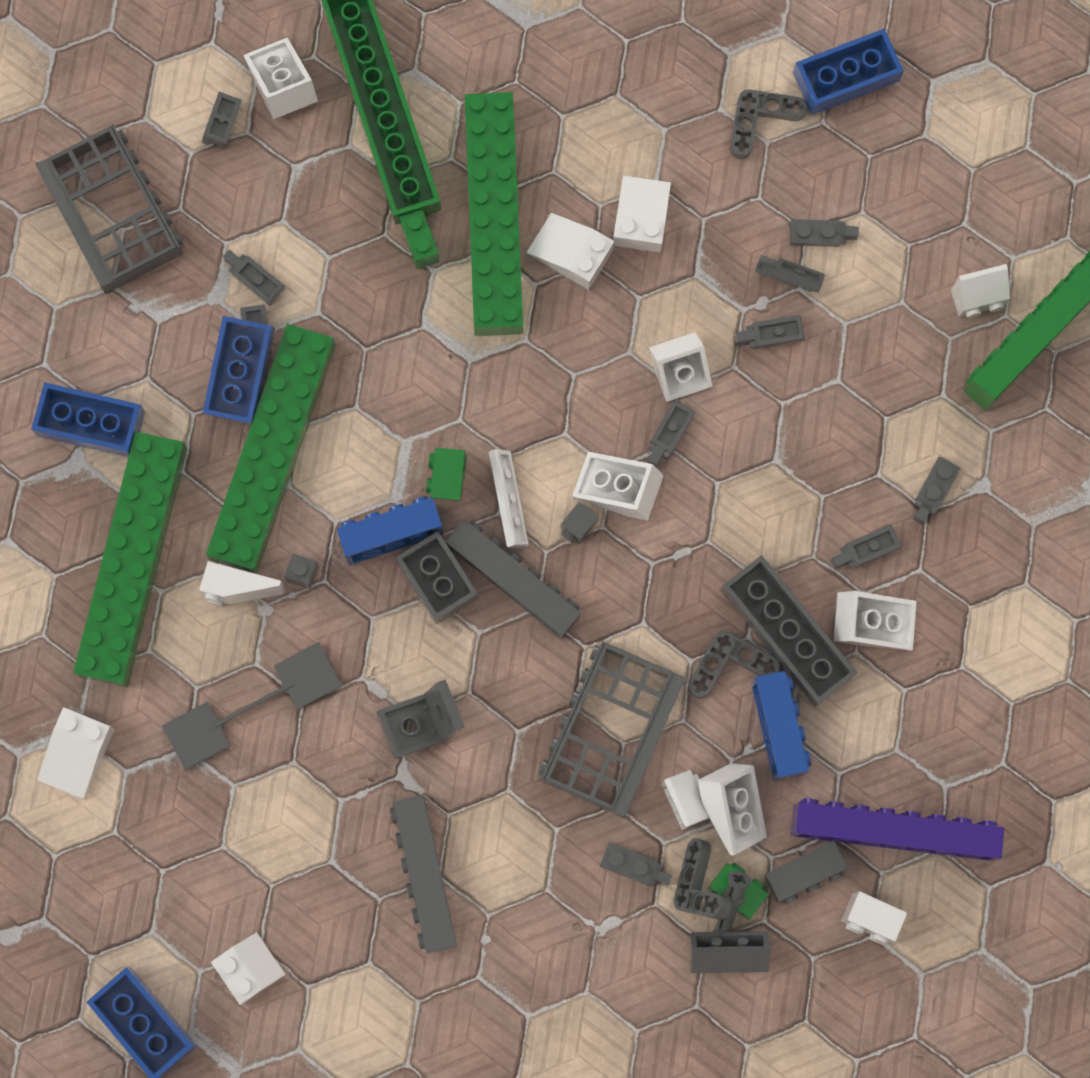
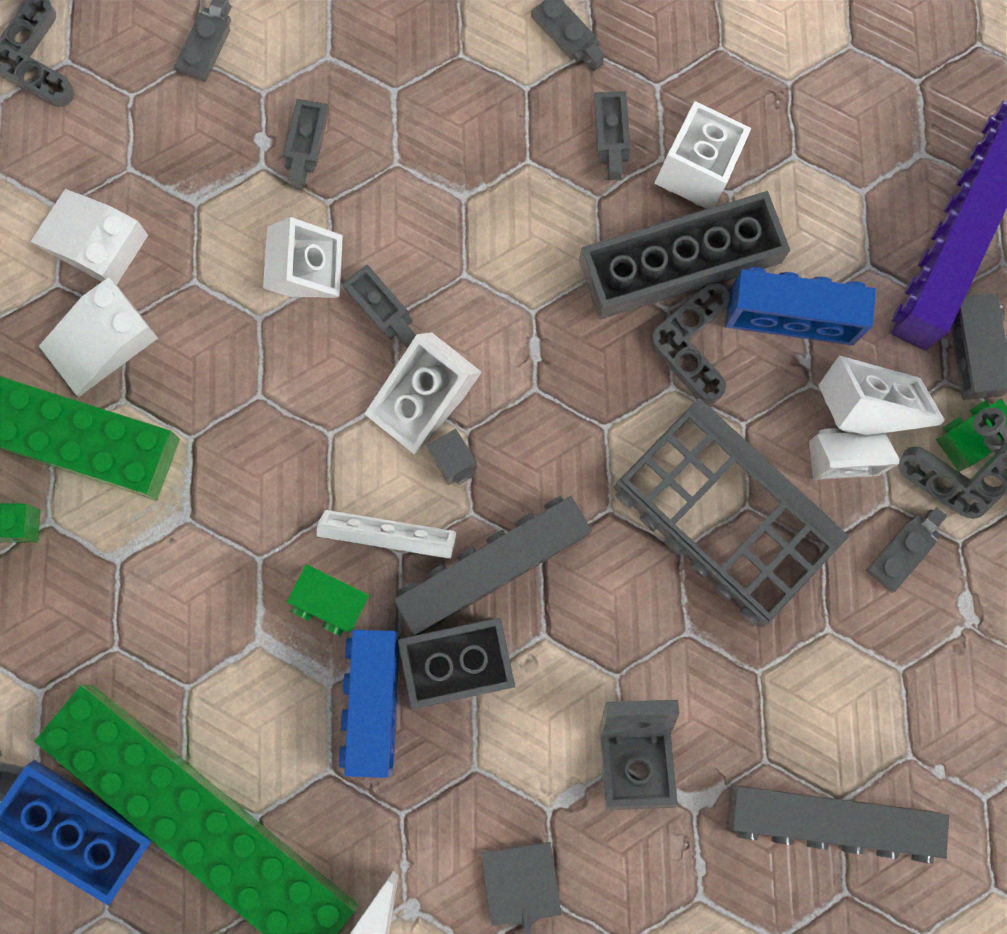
camera: 70 degrees left, 0 degrees up
(301, 571) = (379, 843): dark grey brick -> none
(790, 273) = (239, 91): dark grey hinge -> none

